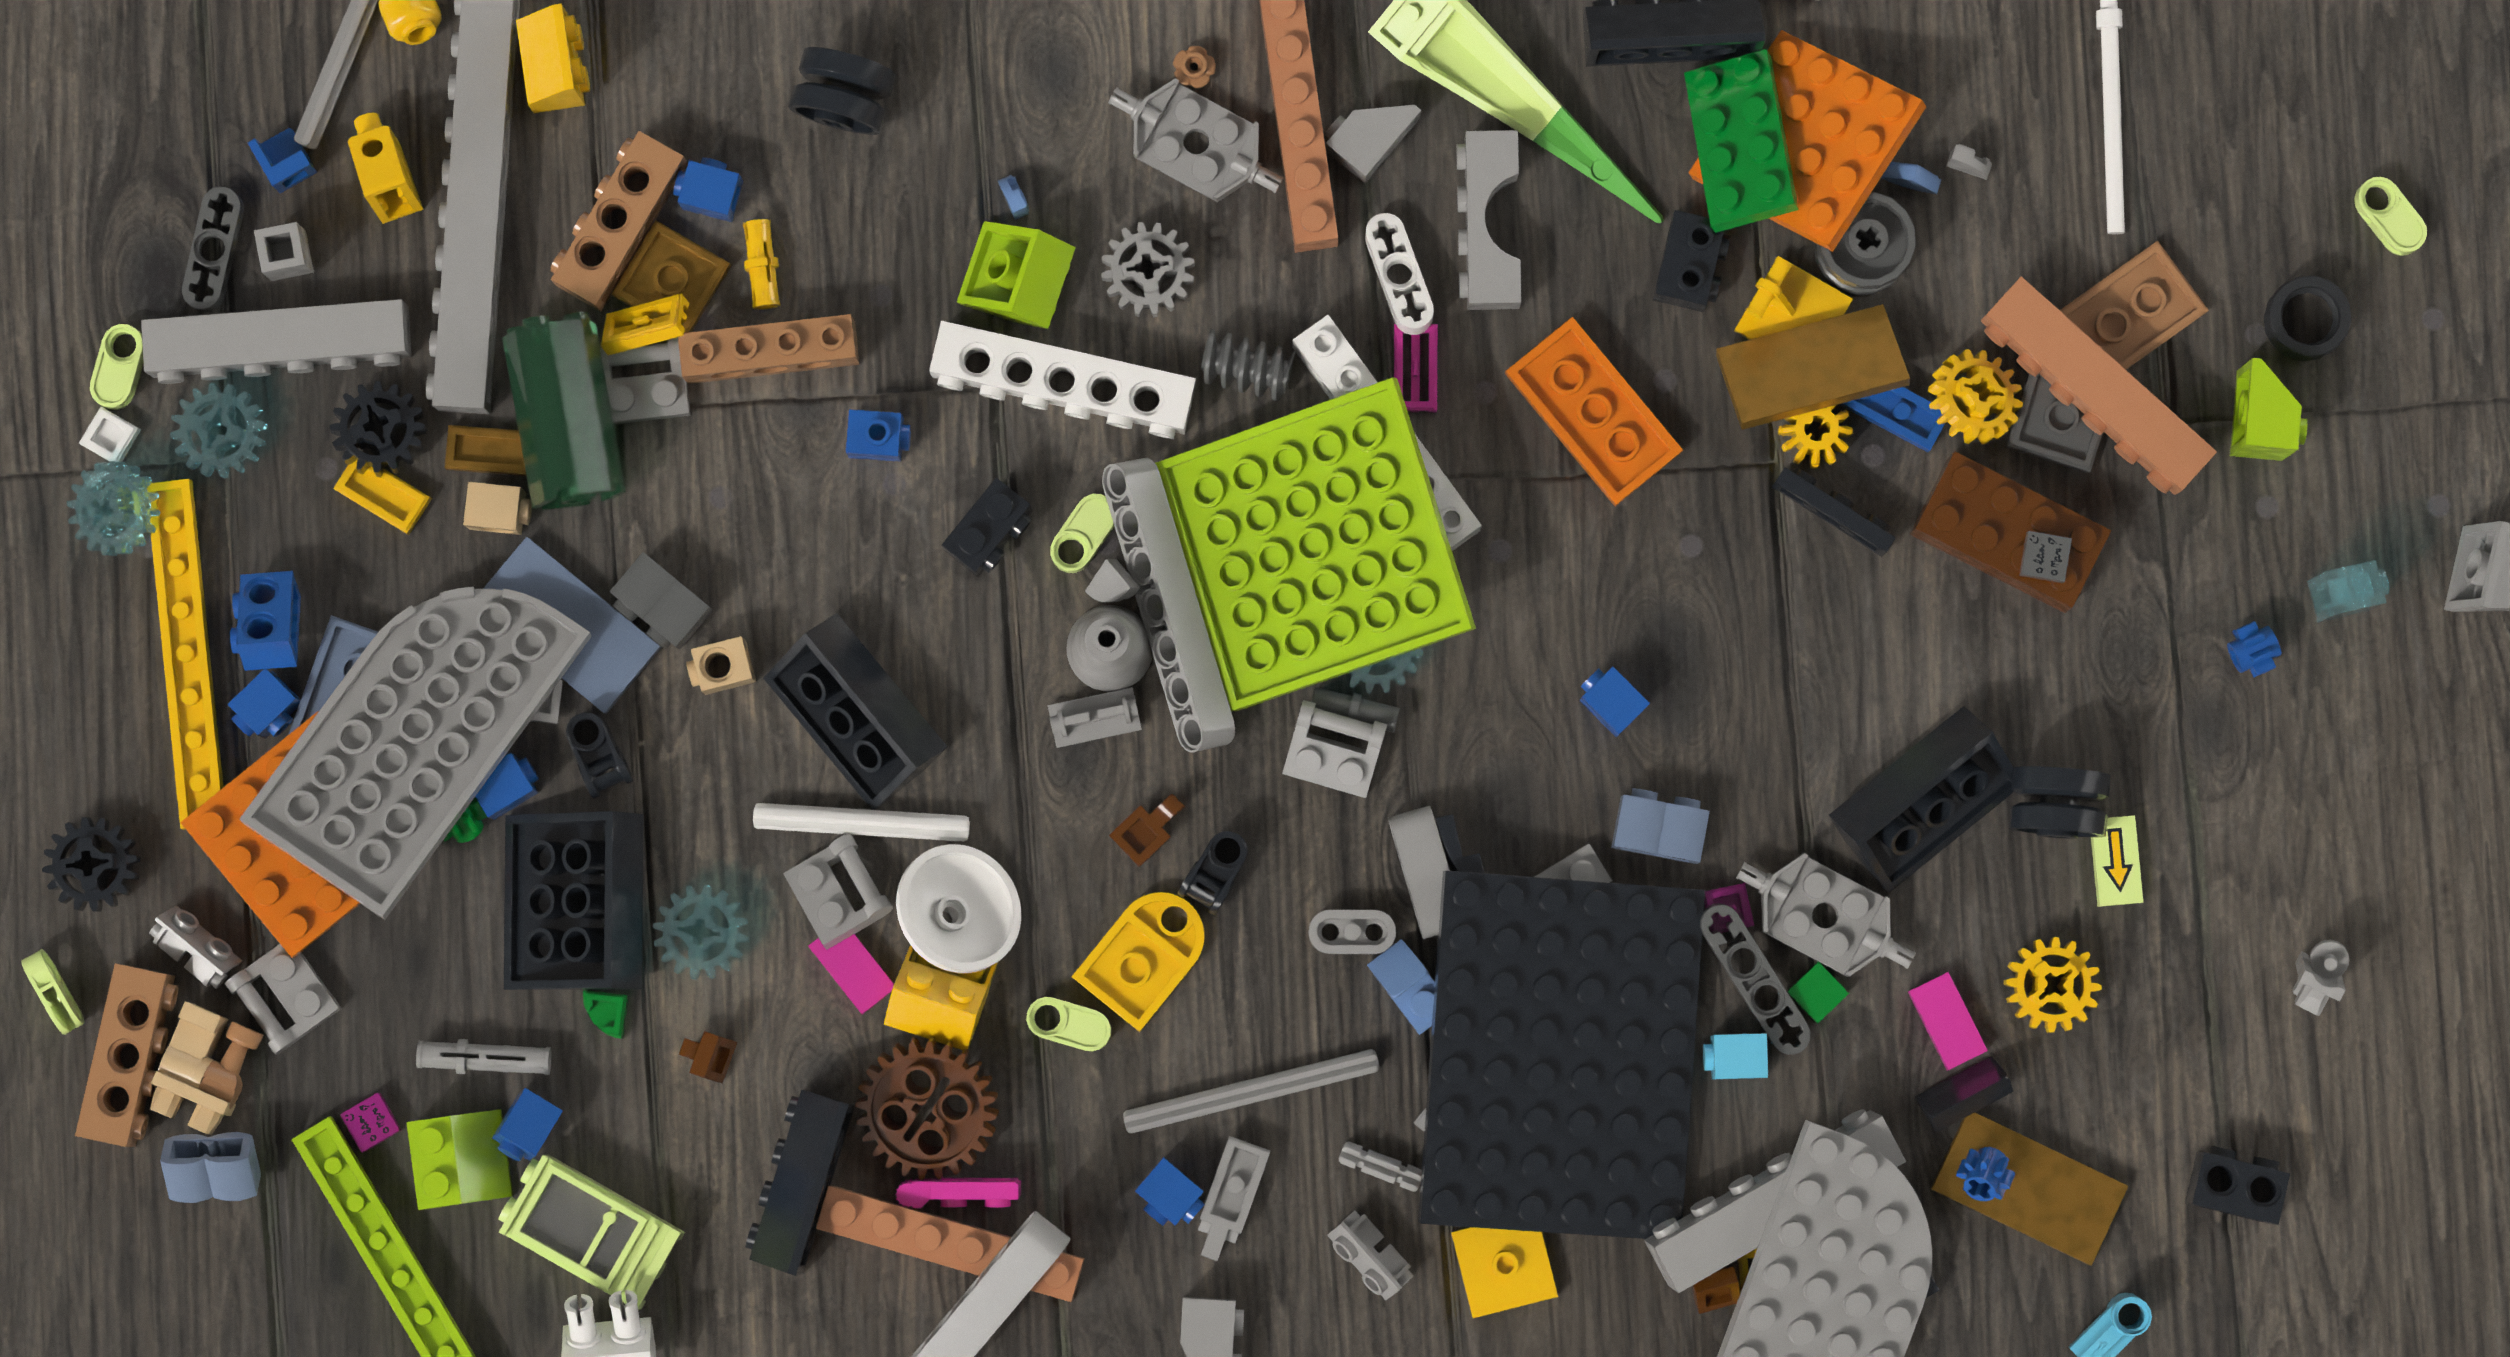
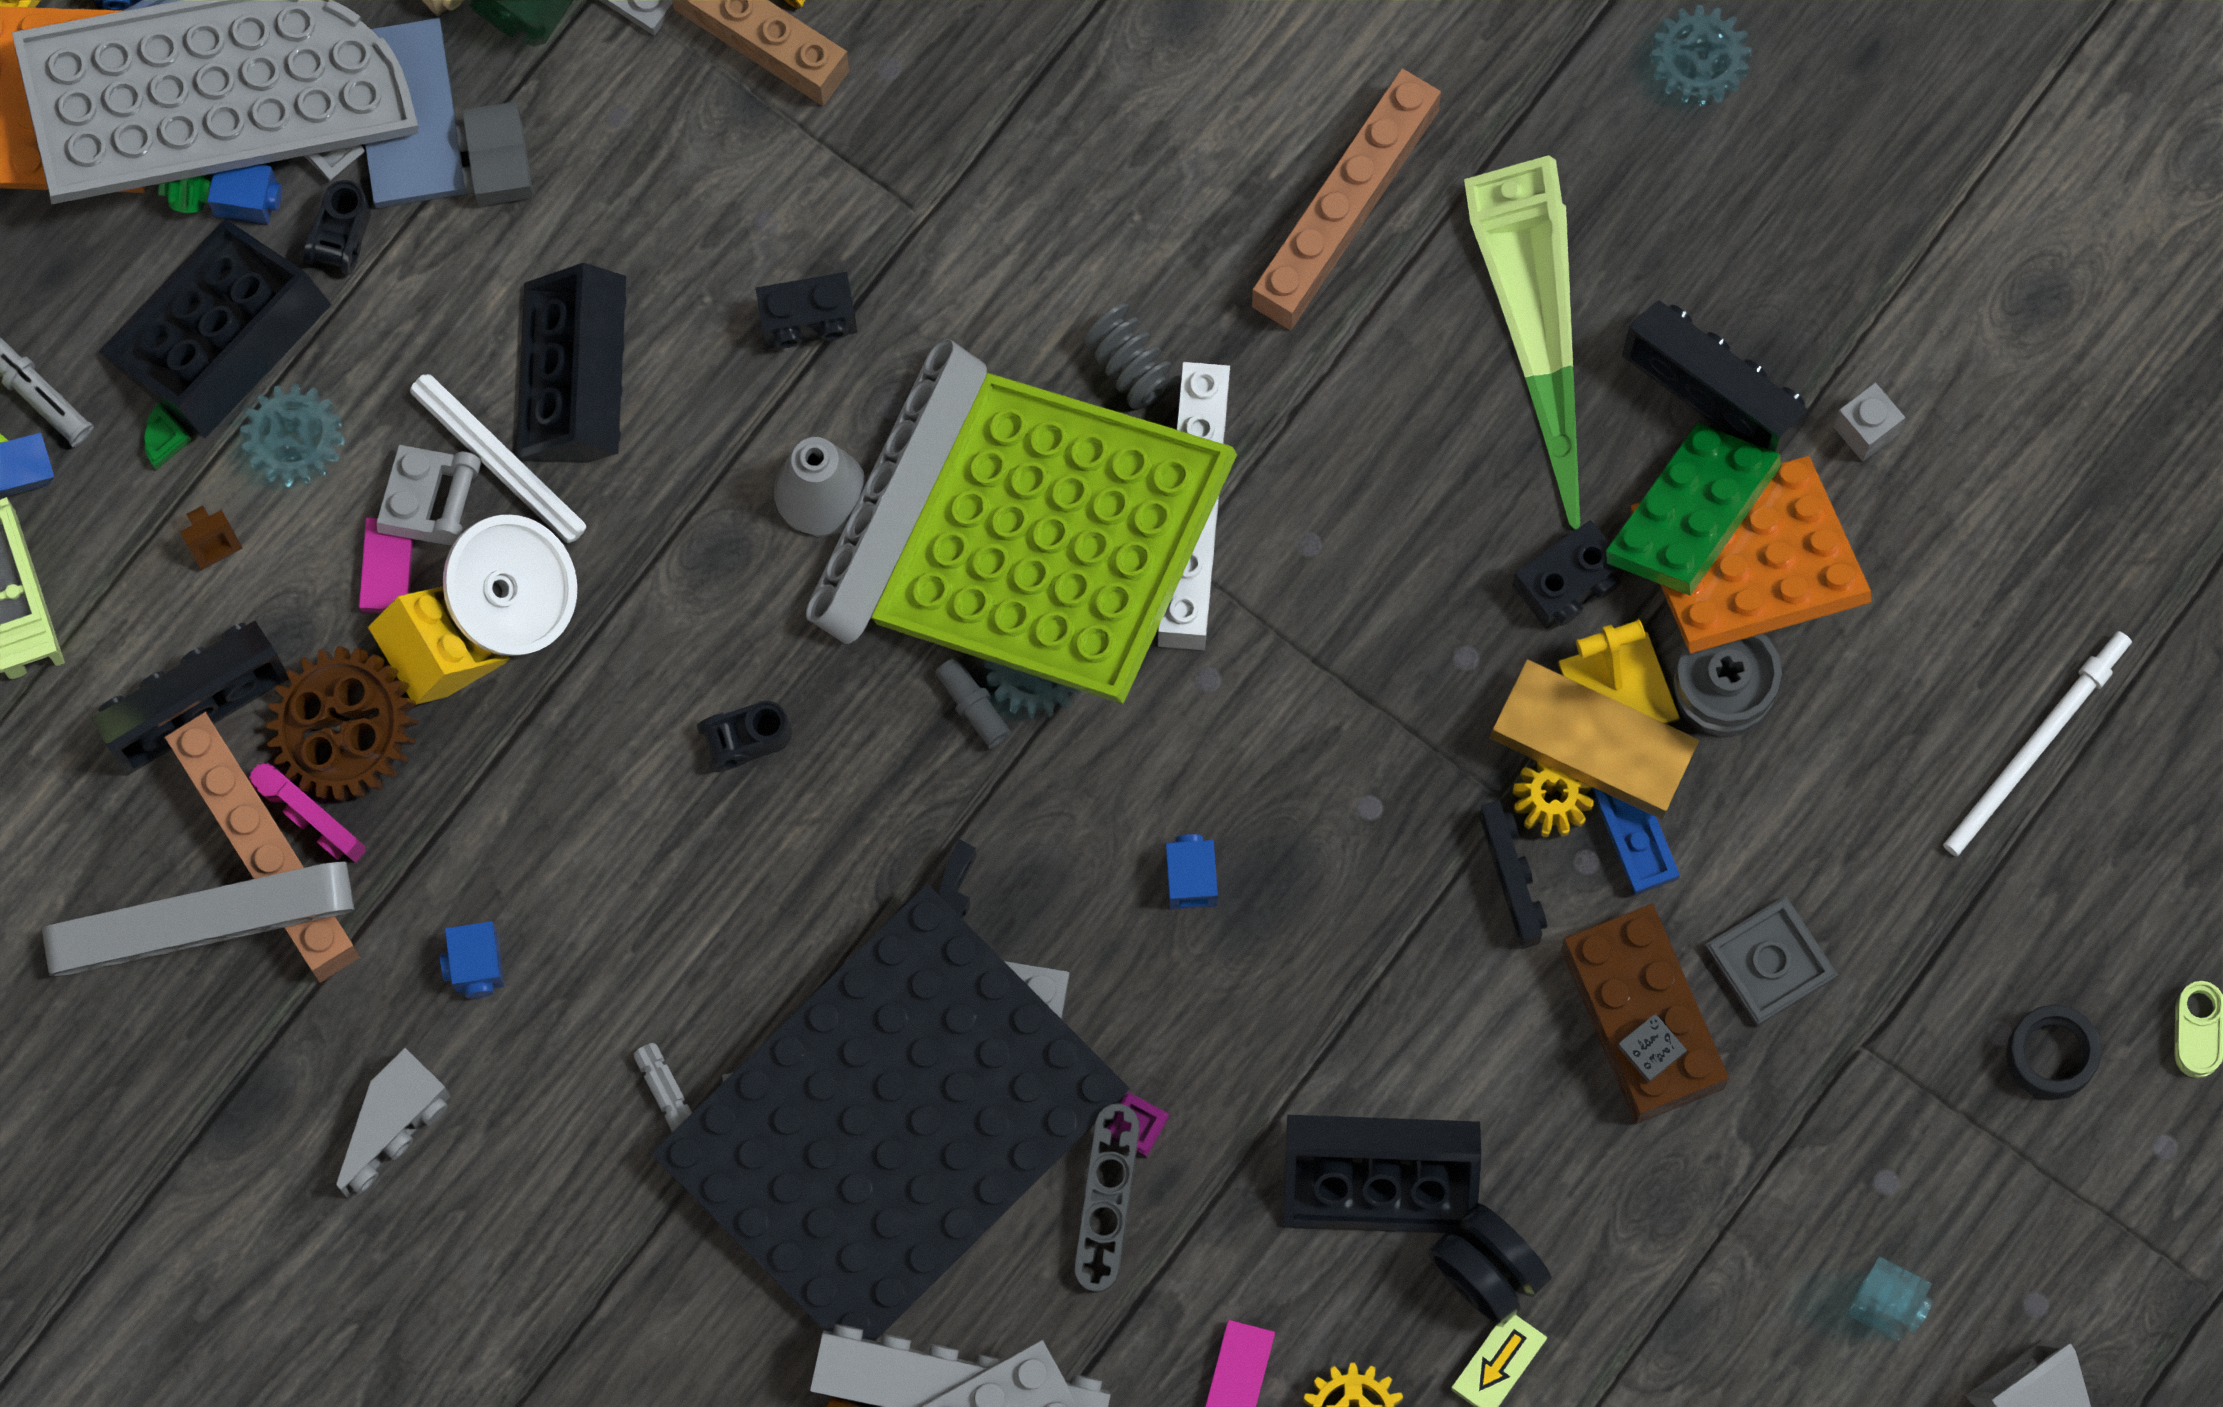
camera: 40 degrees right, 10 degrees down
(741, 667) = (509, 259): tan brick -> none
(877, 435) = (784, 167): blue brick -> none
(958, 342) = (914, 150): white brick -> none
(1014, 197) = (1062, 77): medium blue tile -> none
(1016, 274) = (1010, 136): lime slope -> none
(1077, 1027) = (522, 764): yellowish green piece -> none
(1087, 524) = (889, 378): yellowish green piece -> none
(1094, 717) = (757, 533): light grey hinge -> none
(1112, 583) = (867, 436): light grey tile -> none
(1127, 272) = (1103, 207): light grey gear -> none
(1141, 960) = (621, 757): yellow tile -> none
(1143, 832) = (714, 655): reddish brown plate -> none
(1174, 113) = (1241, 116): light grey plate -> none
(1196, 78) = (1299, 105): medium nougat plate -> none
(1231, 1194) = (521, 1005): light grey hinge -> none
(1251, 1091) = (614, 937): light grey axle -> none
(1330, 761) = (917, 728): light grey plate -> none
(1351, 930) = (812, 879): light grey plate -> none
(1355, 1242) = (587, 1133): light grey hinge -> none
(1369, 137) = (1393, 263): light grey slope -> none
(1377, 249) = (1322, 407): white beam -> none
(1406, 983) = (817, 955): medium blue slope -> none
(1415, 404) = (1242, 505): dark pink tile -> none
(1421, 863) = (918, 863): light grey beam -> none
(1491, 274) = (1468, 366): light grey arch -> none
(1503, 1268) = (689, 1257): yellow plate -> none
(1593, 411) = (1382, 630): orange plate -> none
(1660, 827) = (1138, 1008): sand blue brick -> none
(1736, 1056) = (1036, 1248): medium azure brick -> none
(1817, 992) = (1150, 1256): green tile -> none
(1861, 915) = (1207, 1157): light grey plate -> none
(1912, 177) = (1815, 661): medium blue tile -> none
(1964, 160) = (1869, 682): light grey tile -> none
(1975, 396) = (1692, 876): yellow gear -> none
(2098, 387) = (1821, 955): nougat brick -> none
(2137, 307) = (1905, 925): medium nougat tile -> none
(2254, 649) = (1769, 1284): blue gear -> none
(2265, 415) = (1941, 1101): lime slope -> none

